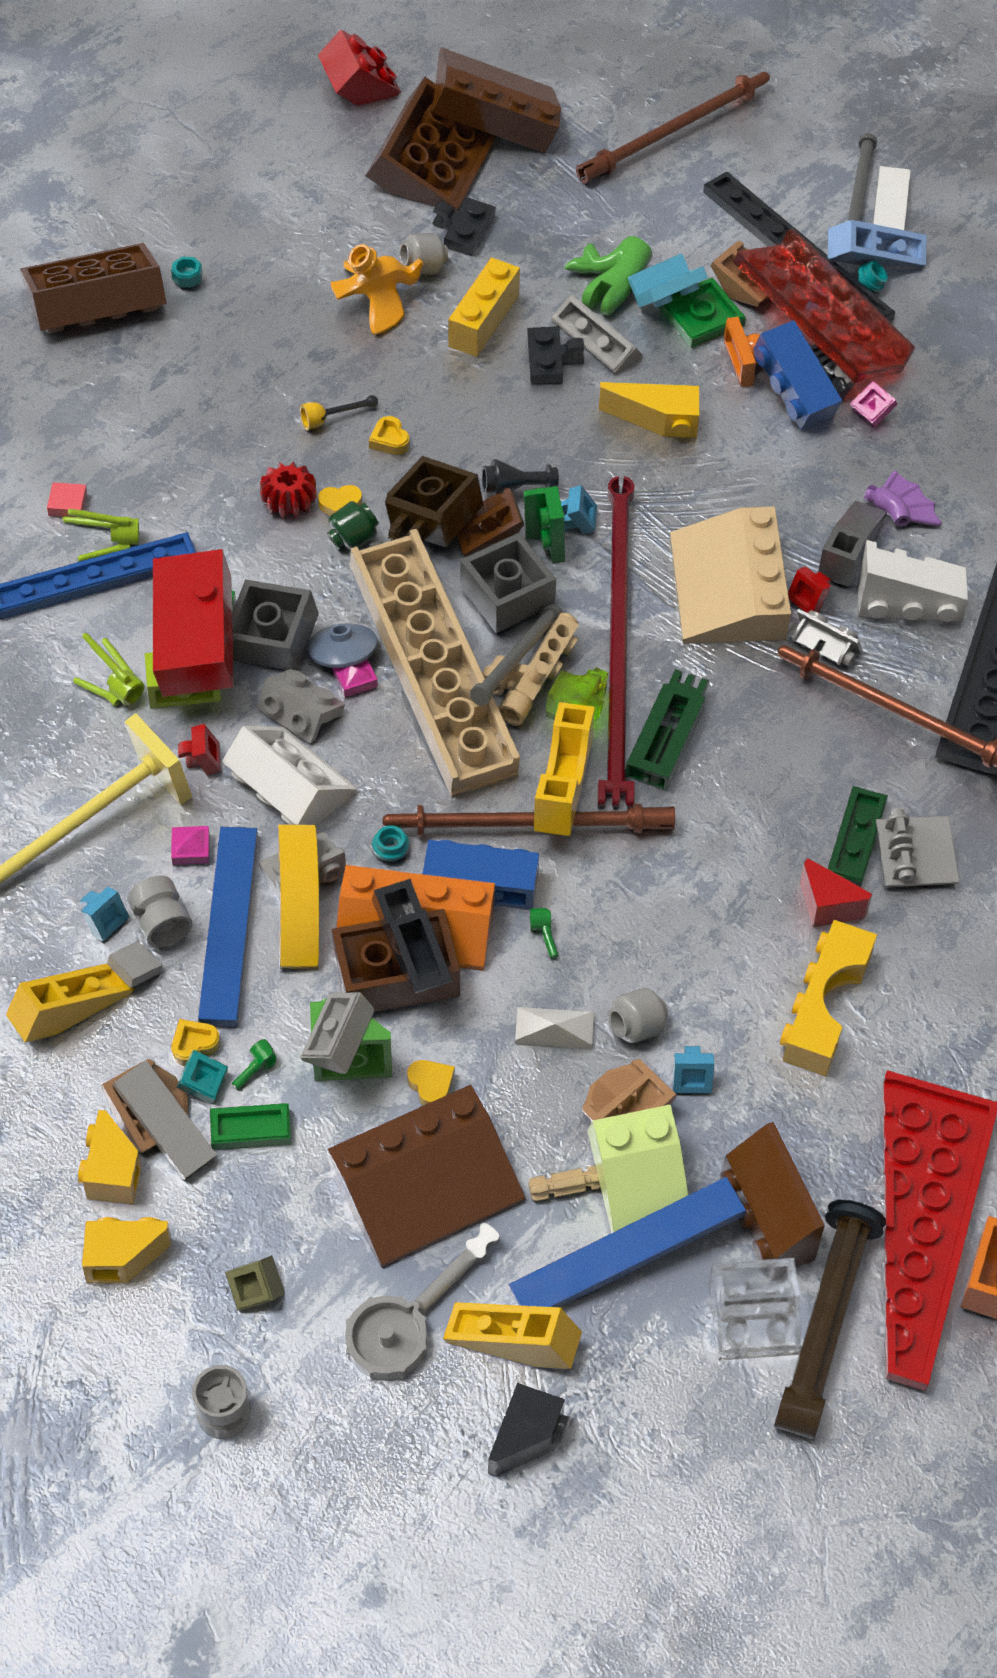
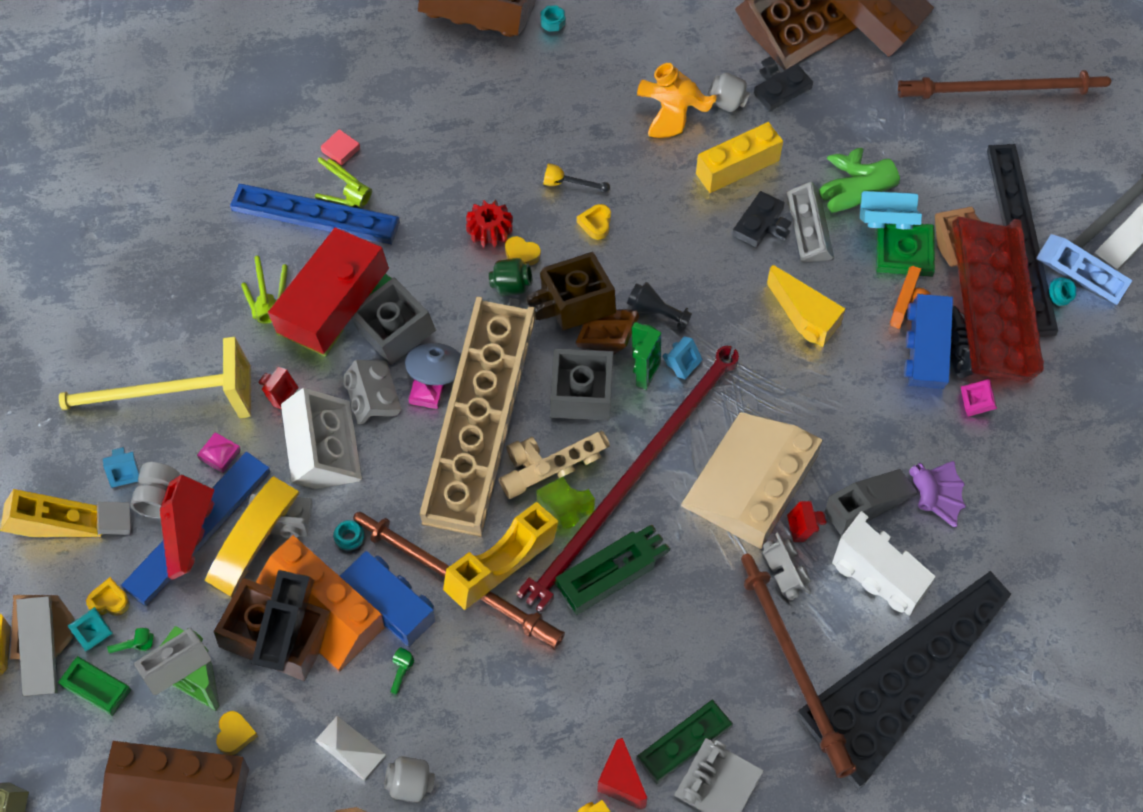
camera: 35 degrees right, 5 degrees up
(221, 918) = (182, 519): none -> red slope
(482, 692) = (483, 462): dark grey bar -> none

